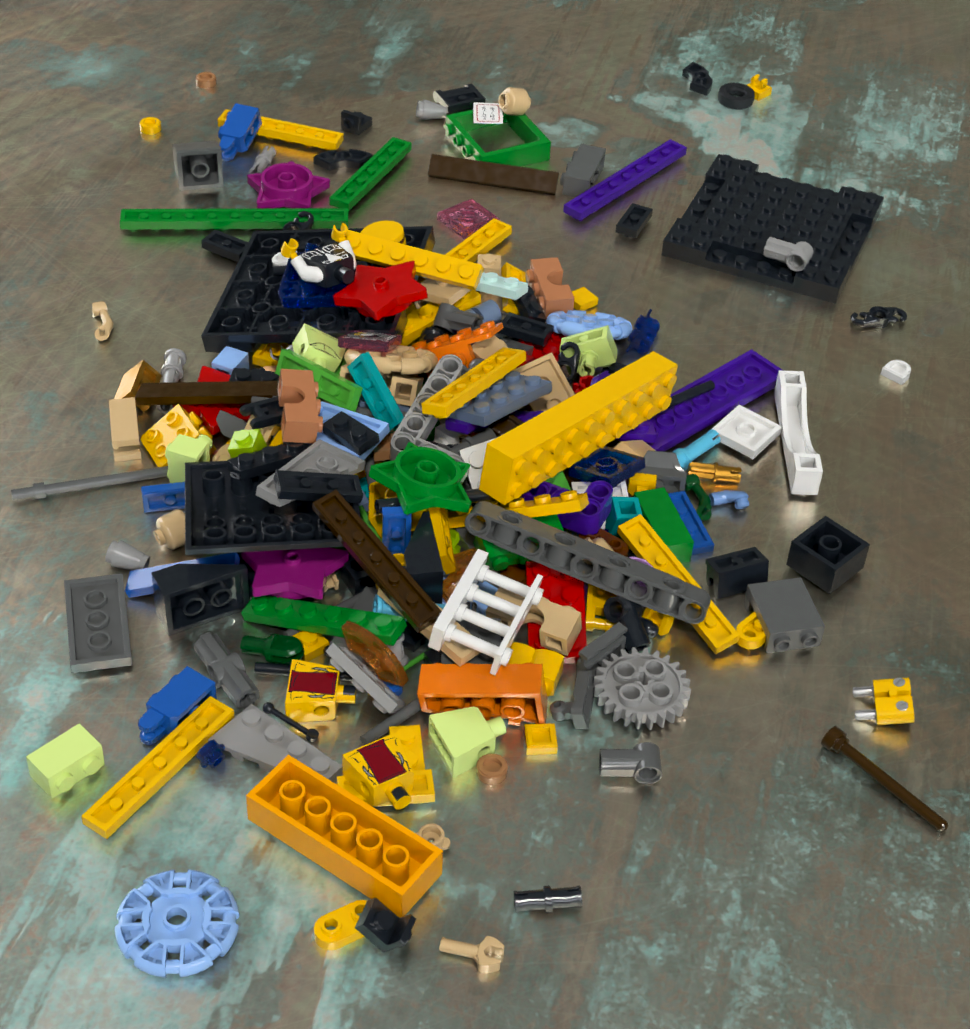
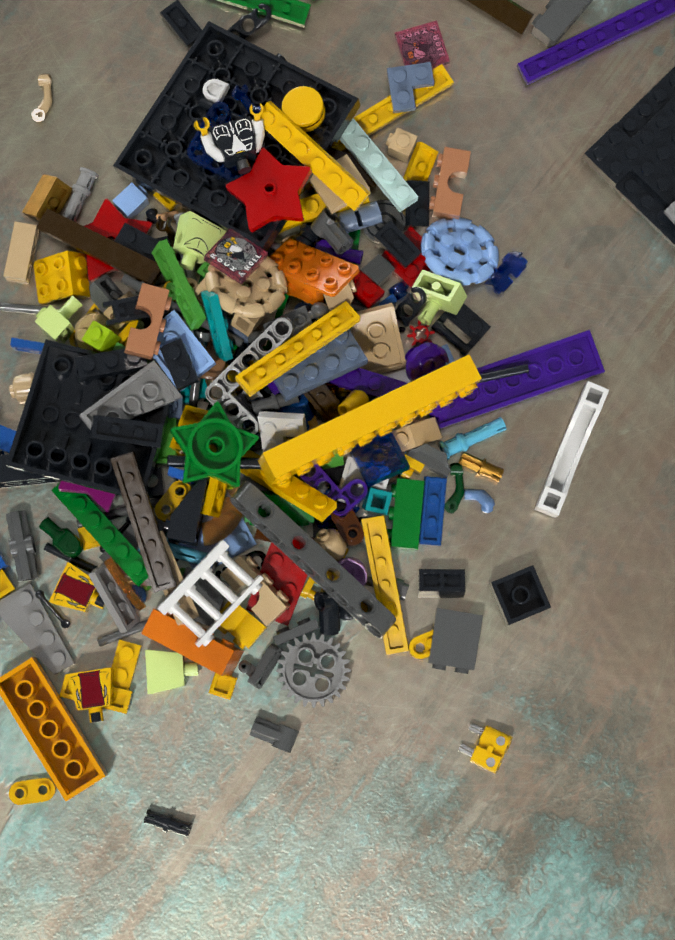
camera: 20 degrees right, 40 degrees up
(384, 927) = (53, 807): black bracket -> none
(434, 833) = (116, 750): tan plate -> none
(468, 233) = (403, 81): none -> sand blue plate
(477, 952) = (105, 841): tan bar -> none
(492, 769) = (177, 699): medium nougat tile -> none
(584, 299) = (475, 203): yellow tile -> none
(634, 220) = (576, 105): black plate -> none
(747, 431) = (532, 427): white plate -> none
(837, 741) = (431, 769): dark brown piece -> none

